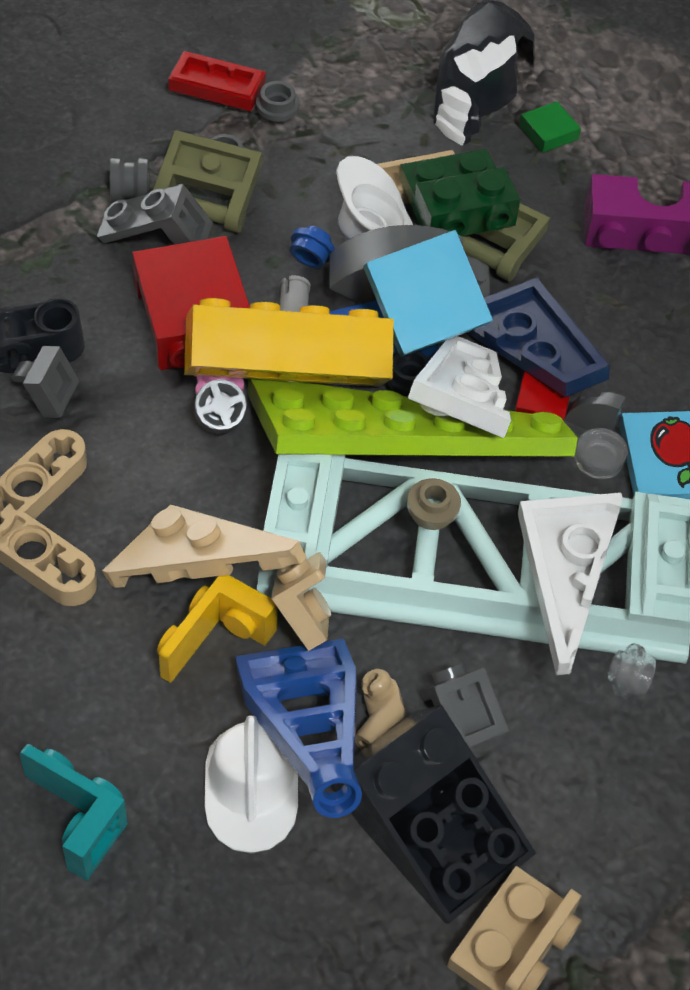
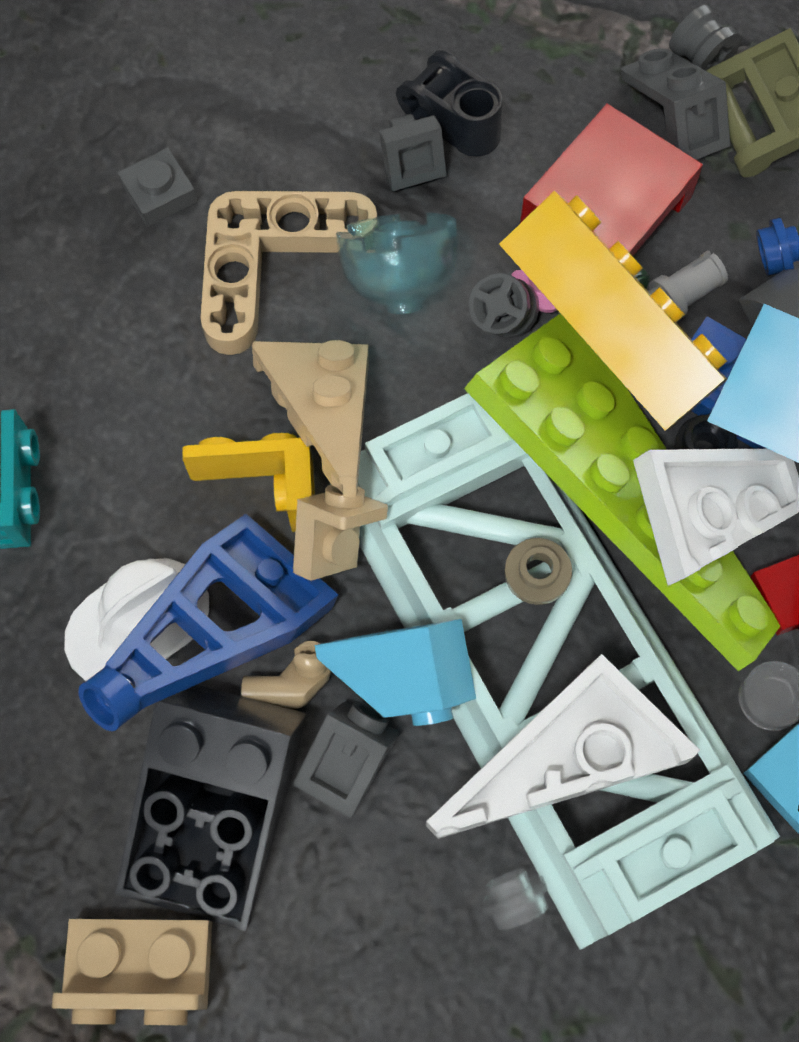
camera: 60 degrees right, 15 degrees up
(132, 438) = (399, 259): none -> clear light blue cylinder
(436, 623) = (406, 670): none -> medium azure slope

